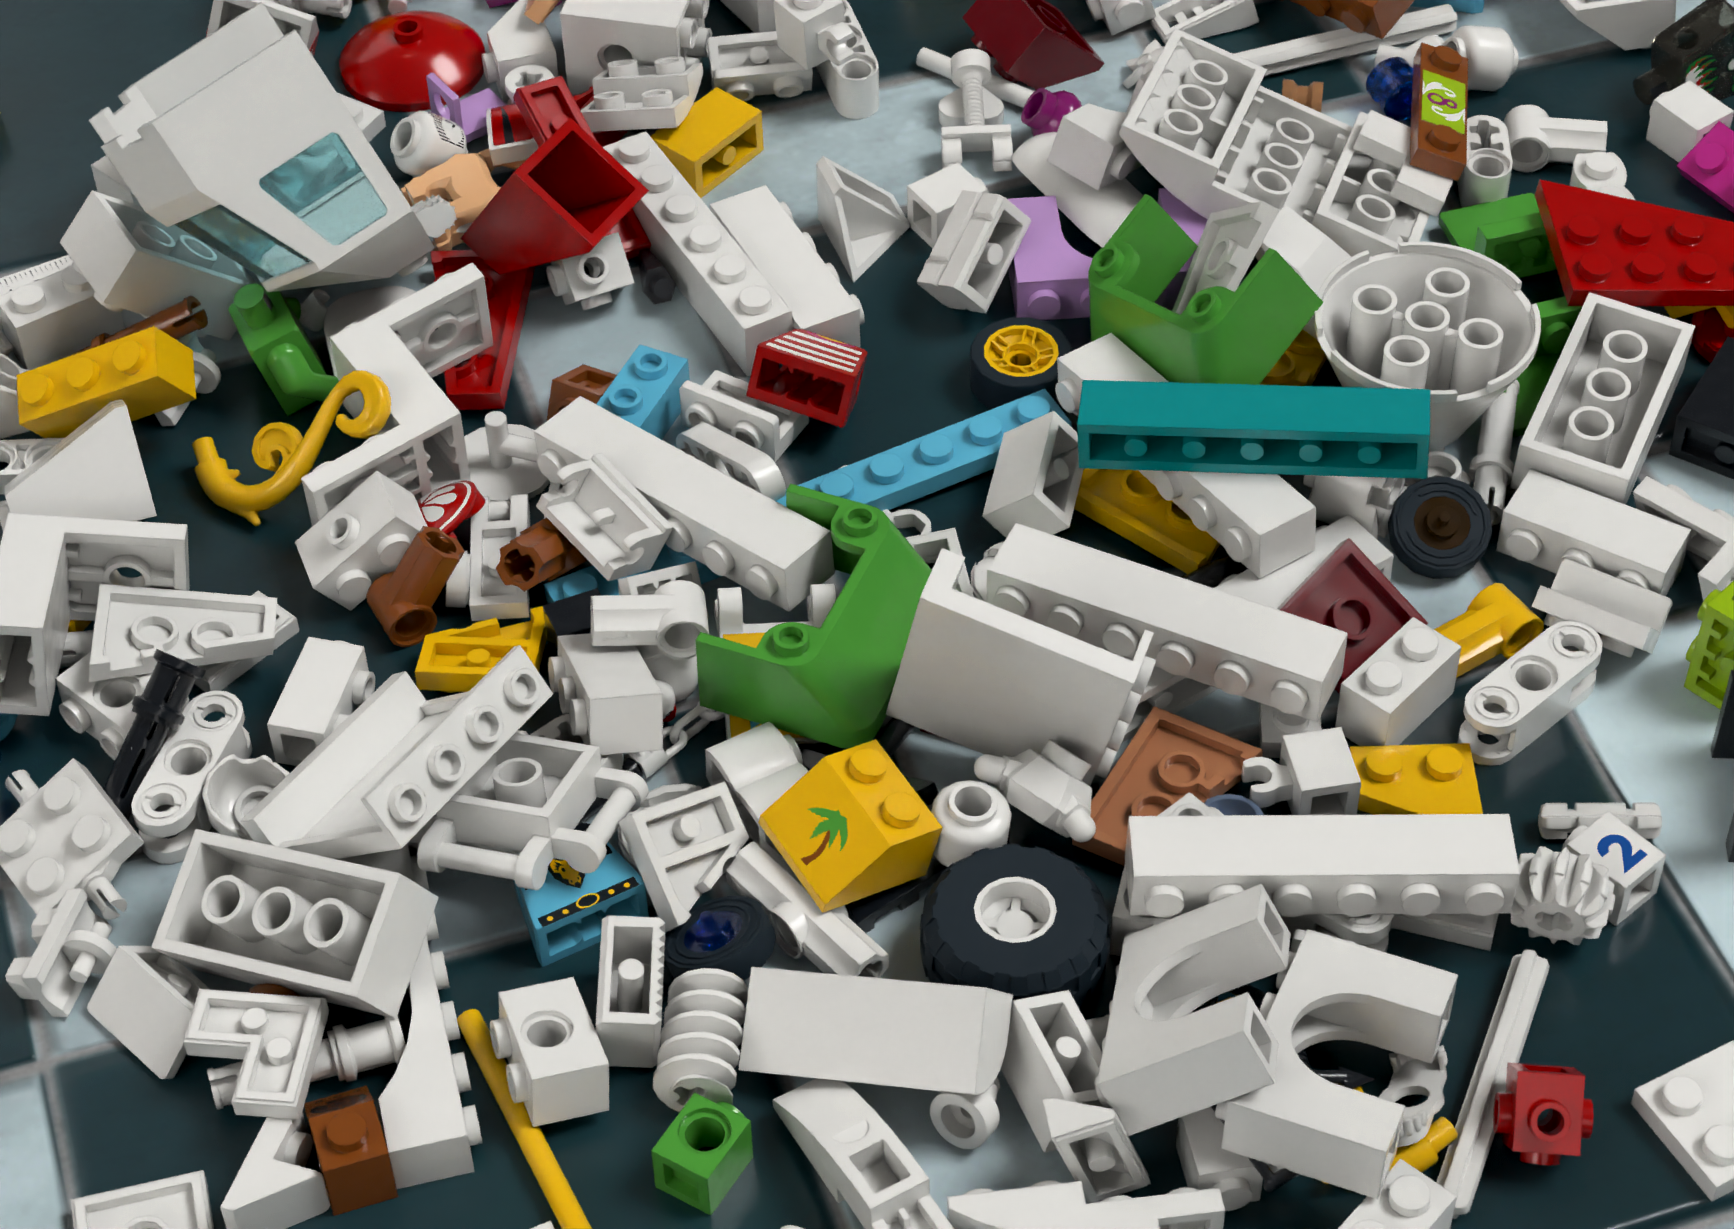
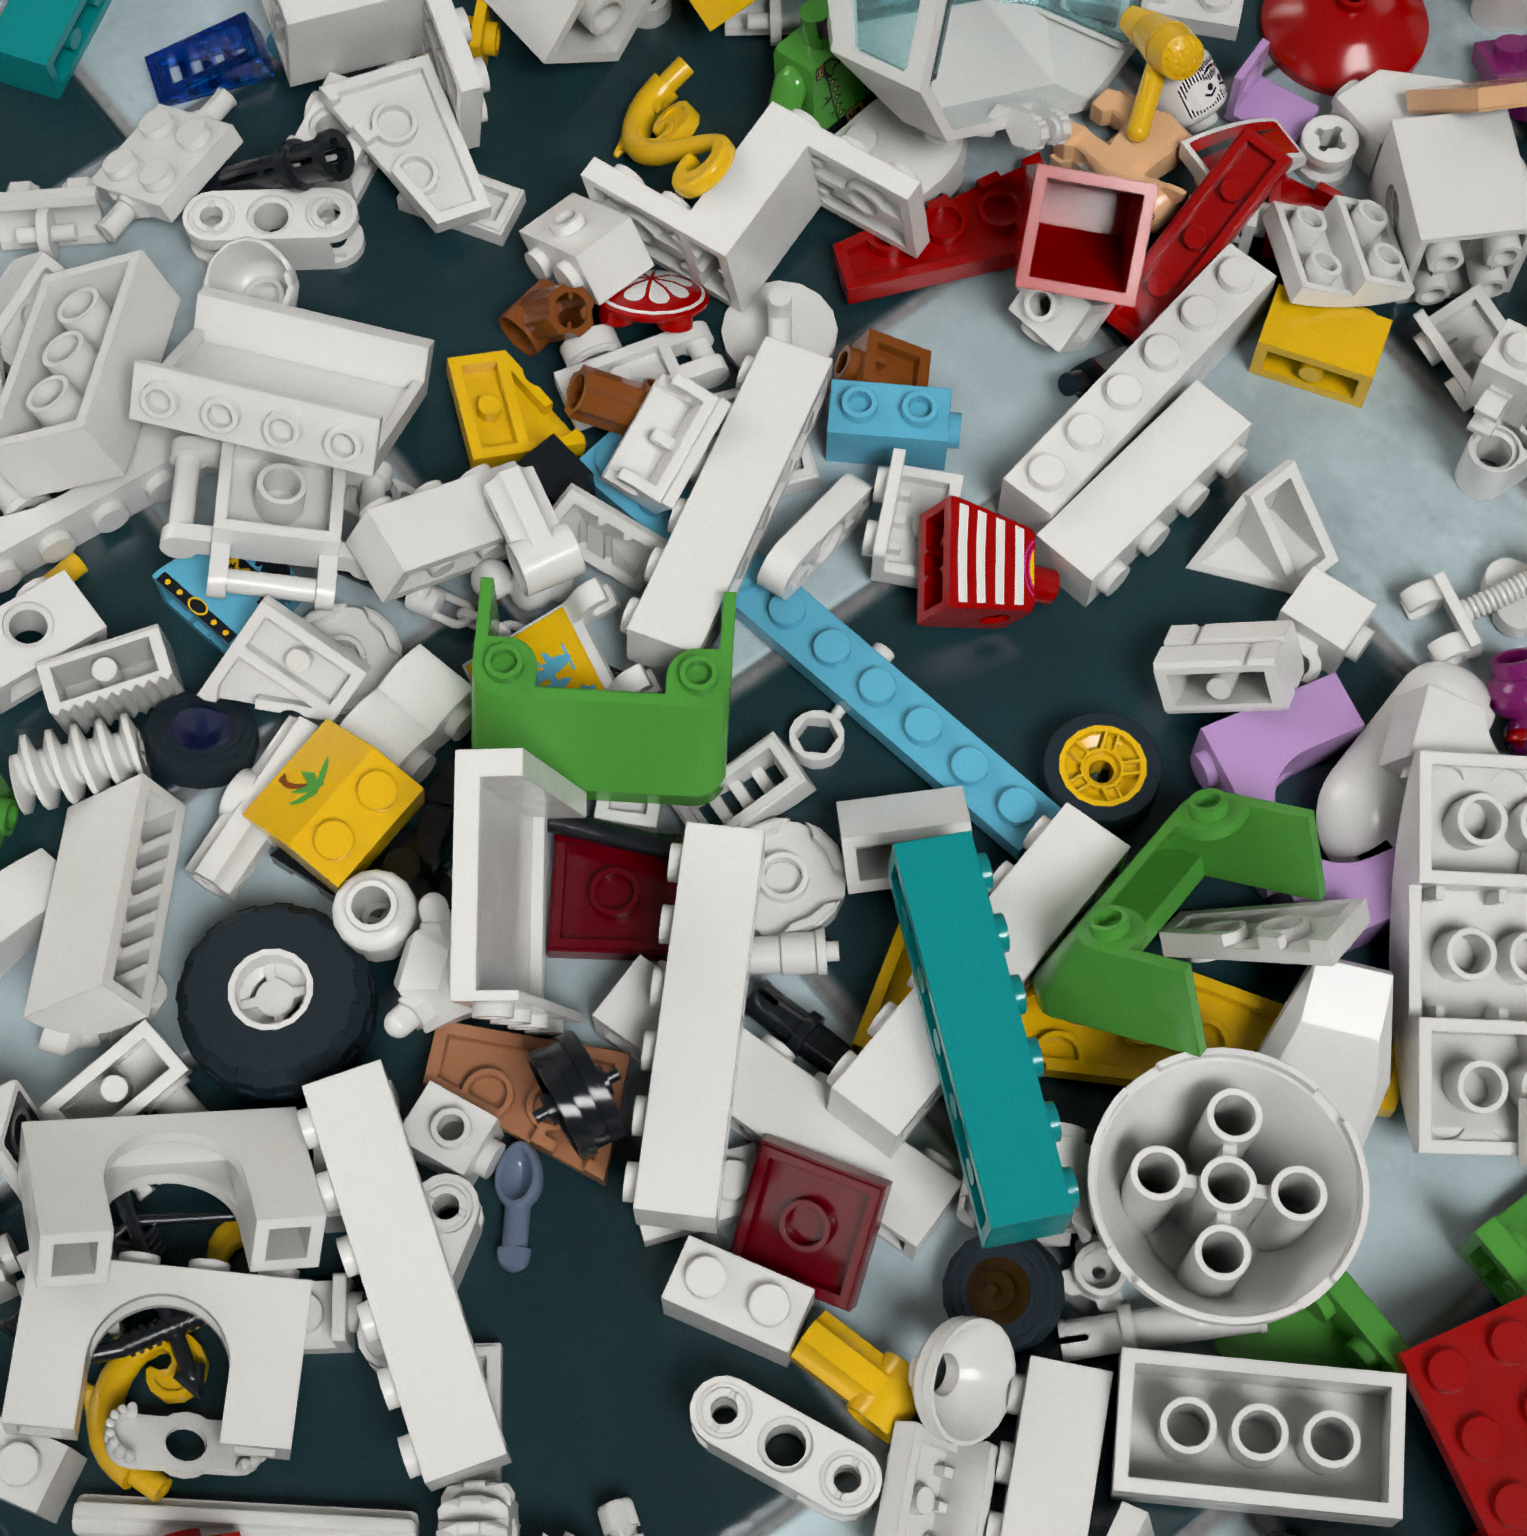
camera: 70 degrees right, 20 degrees up
(319, 695) = (398, 292): white brick -> none
(412, 119) = (1169, 52): none -> yellow piece
(1203, 714) = (576, 1095): none -> black wheel
(1312, 775) = (587, 1241): white brick -> none
(1417, 779) = (624, 1363): yellow wing -> none
(1508, 556) = (975, 1381): none -> white piece

